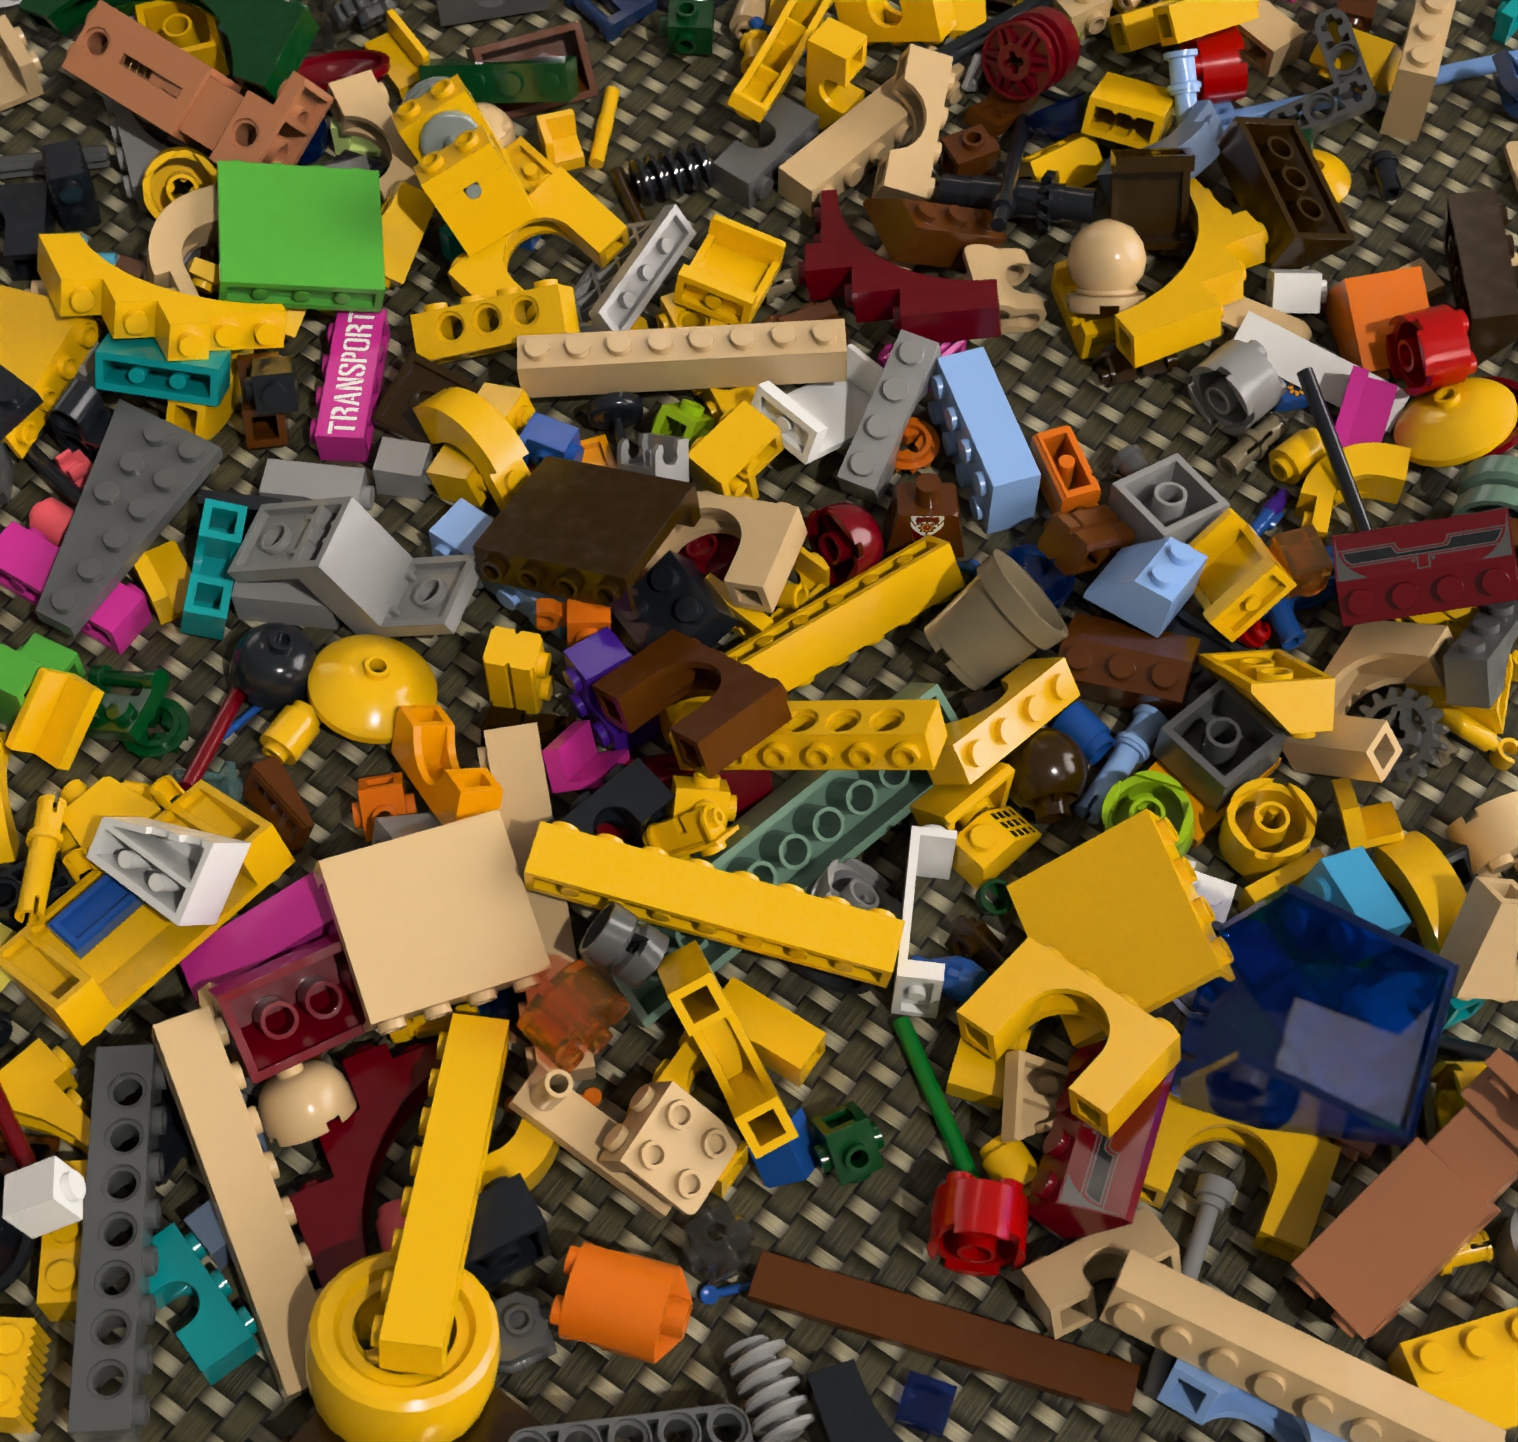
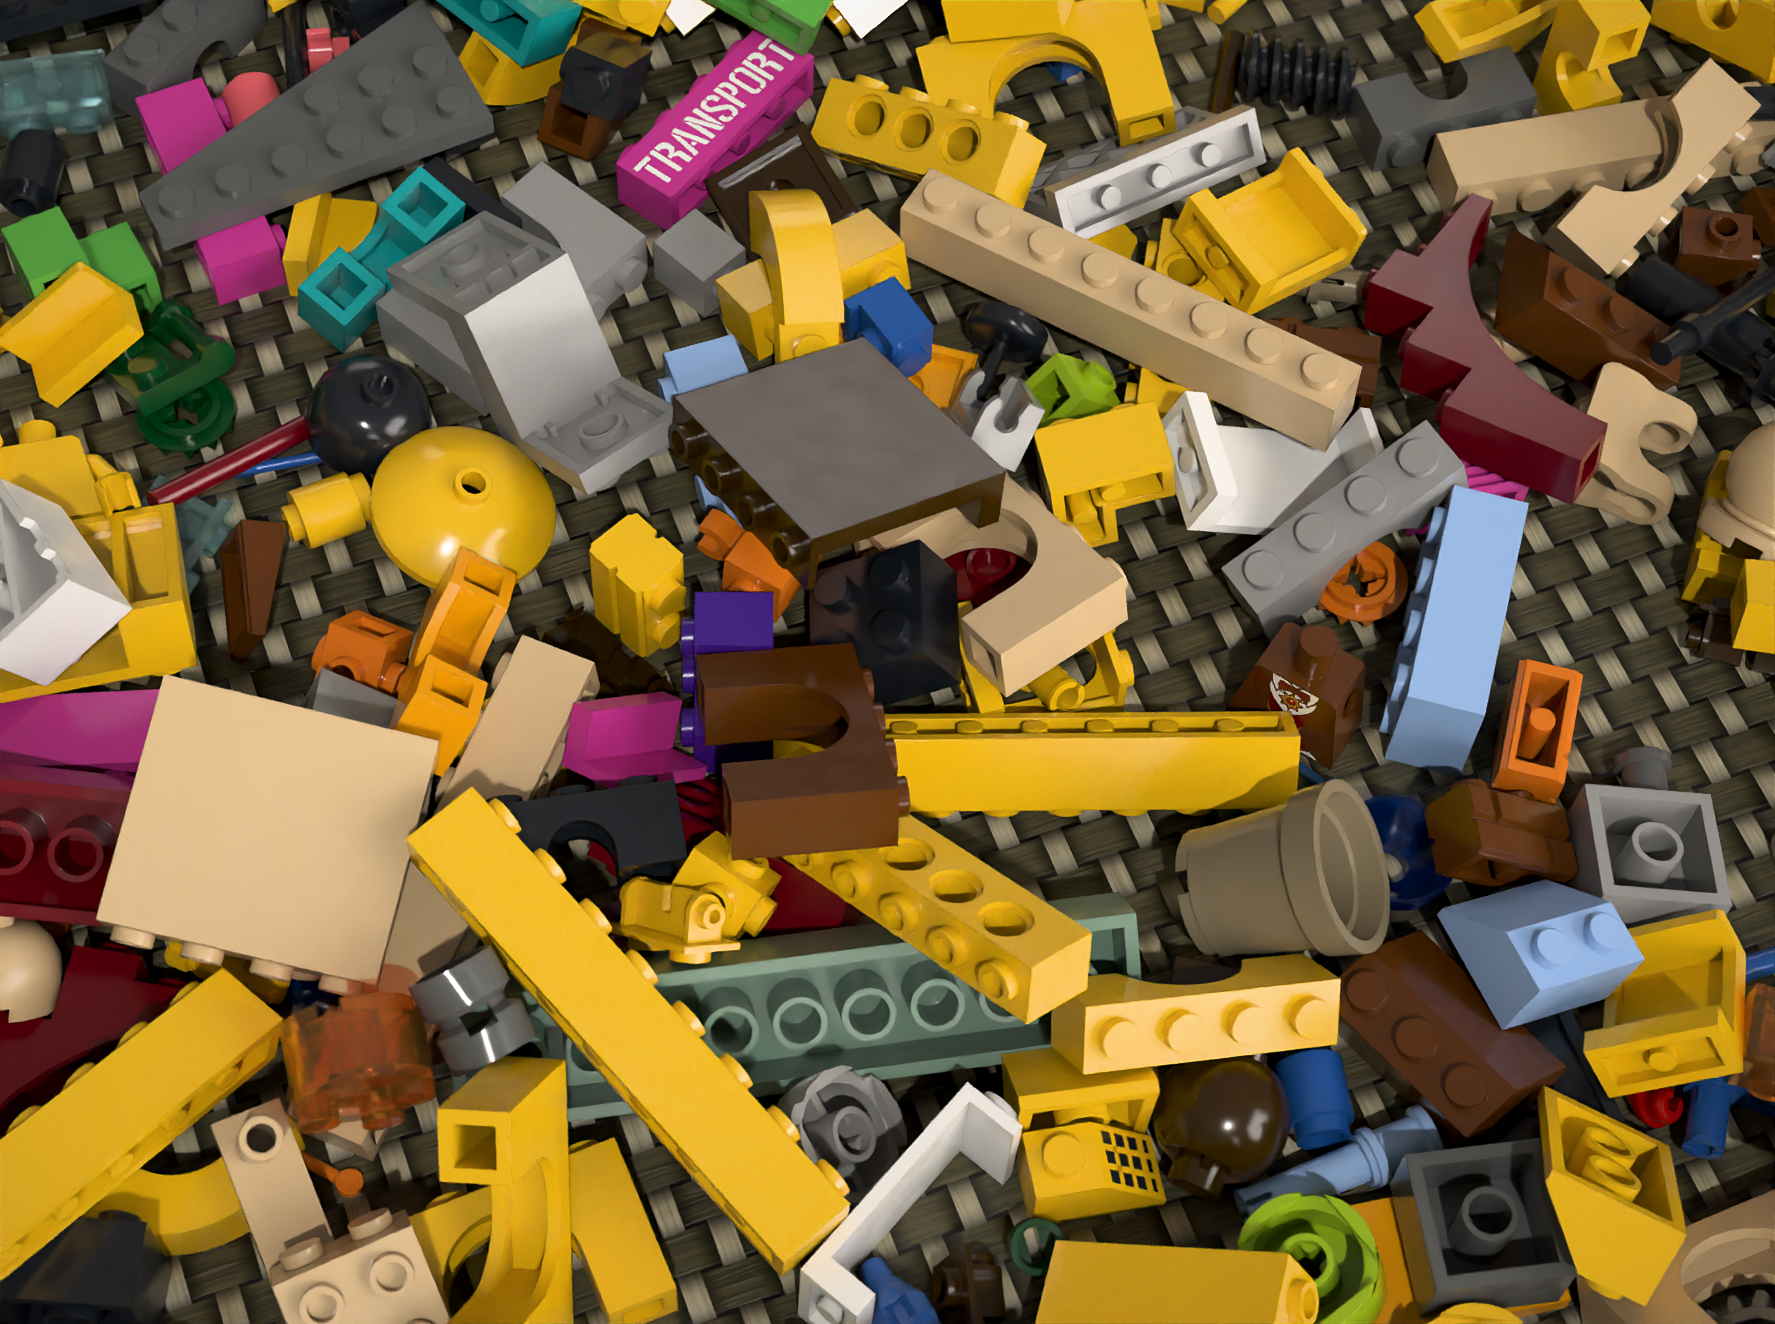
camera: 30 degrees right, 0 degrees up
(845, 539) = (1177, 657): dark red cylinder -> none

